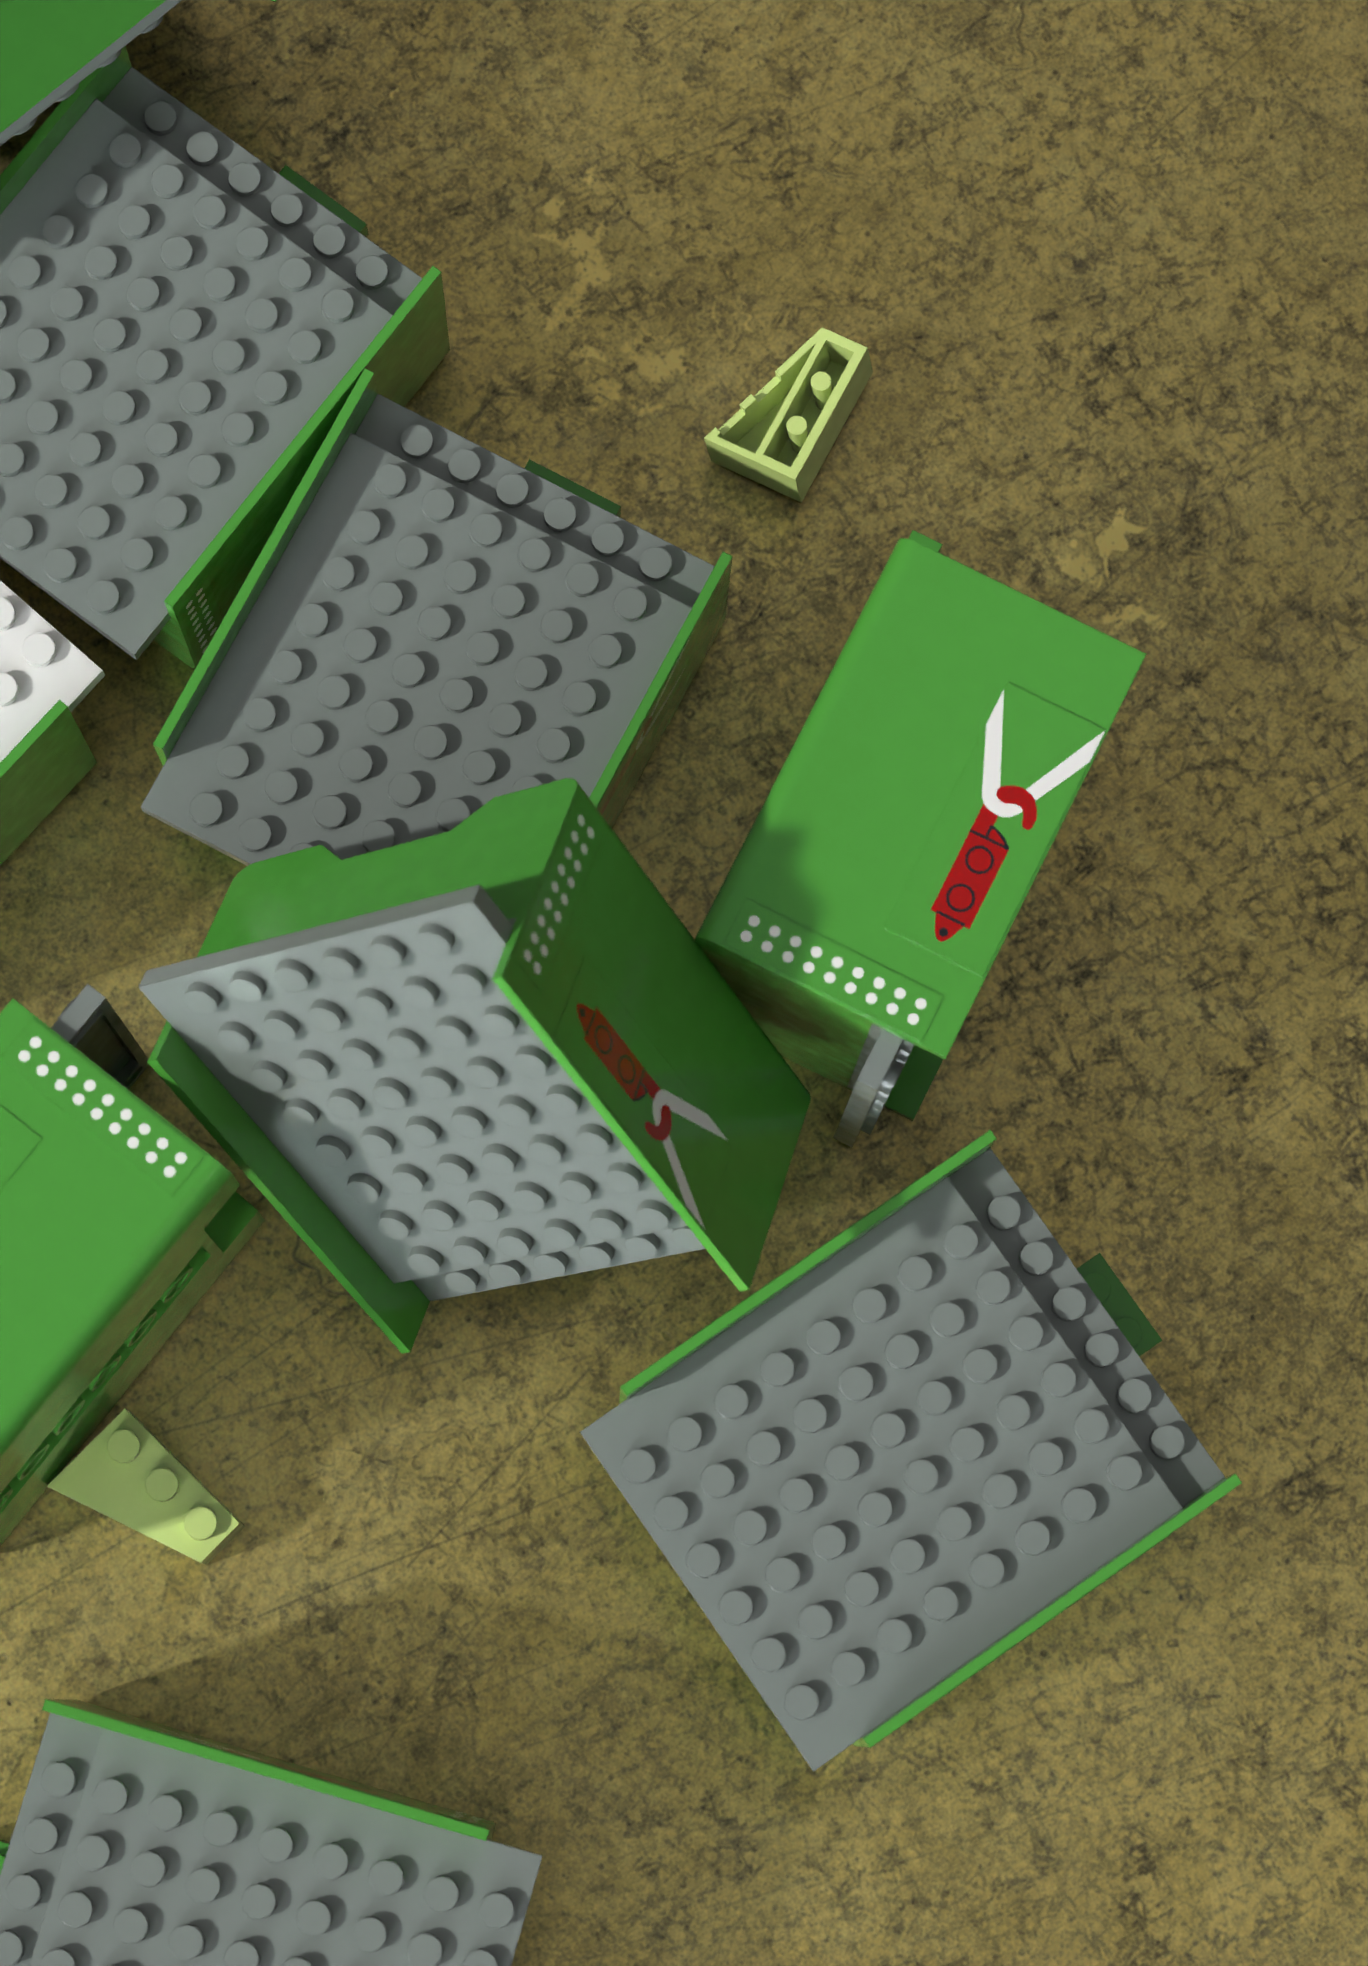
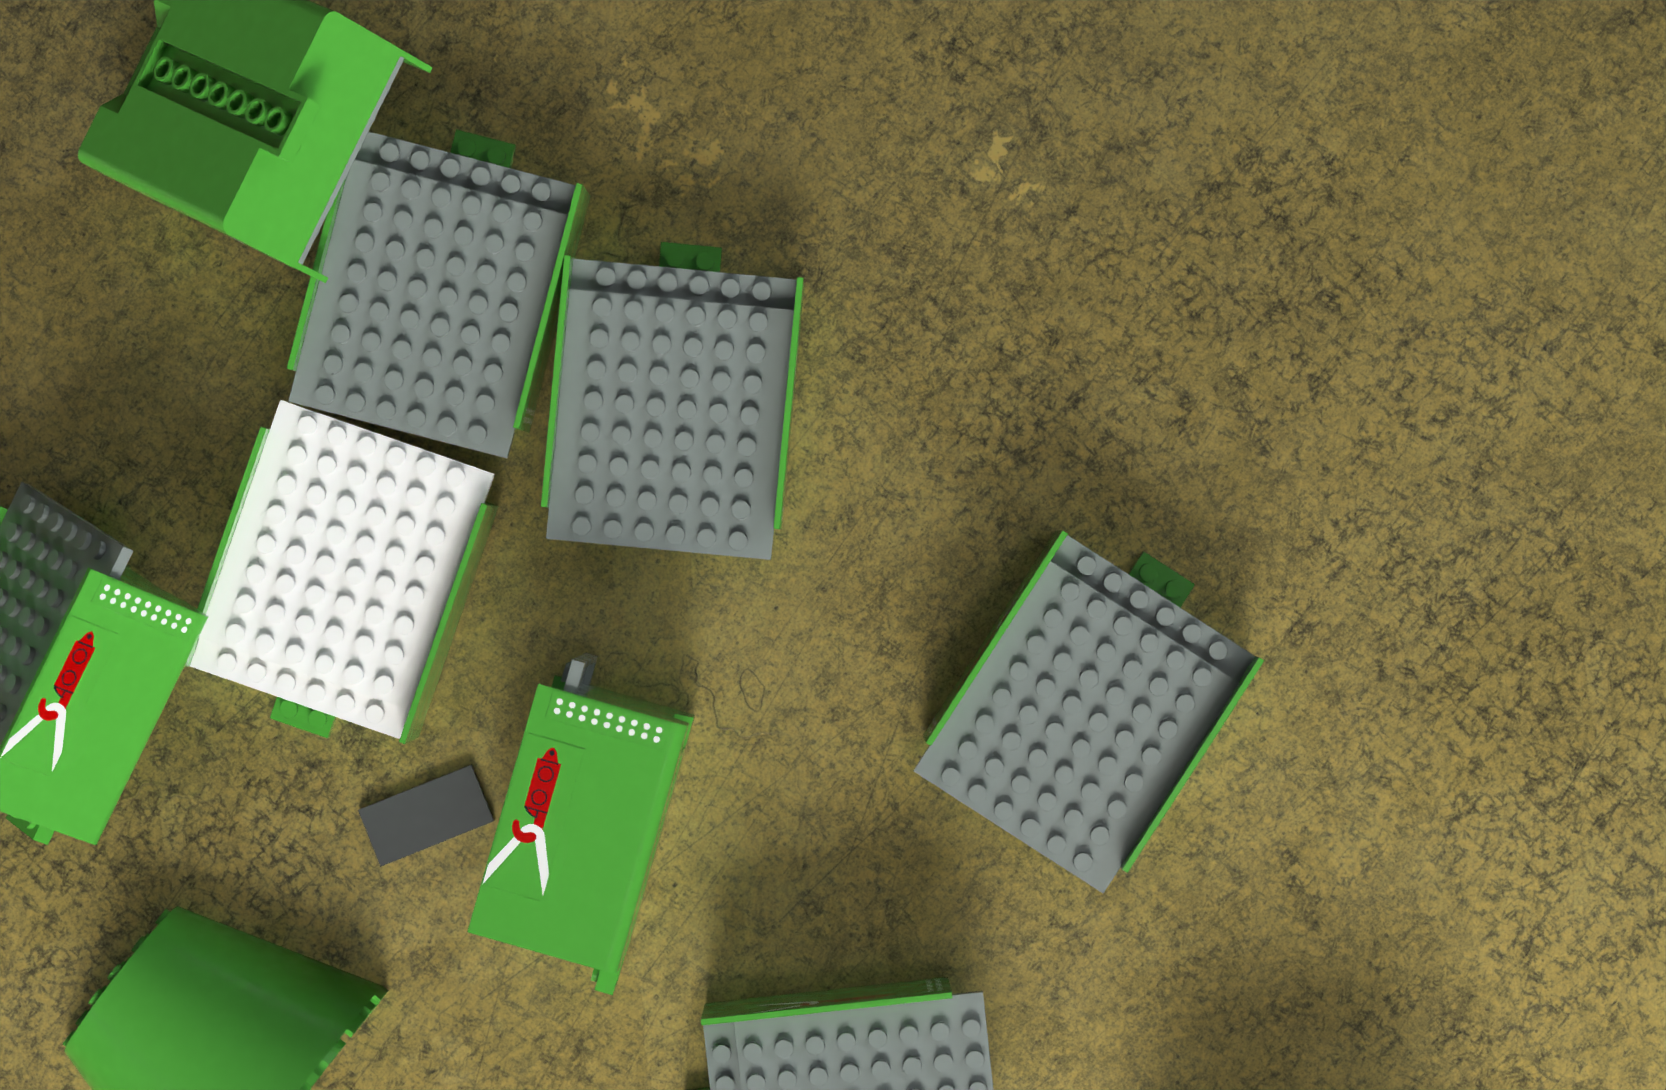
camera: 10 degrees left, 10 degrees up
(148, 1489) = (696, 882): yellowish green wedge -> none
(479, 1061) = (785, 608): piece -> none
(796, 417) = (797, 158): yellowish green wedge -> none
(911, 824) = (958, 384): bright green piece -> none

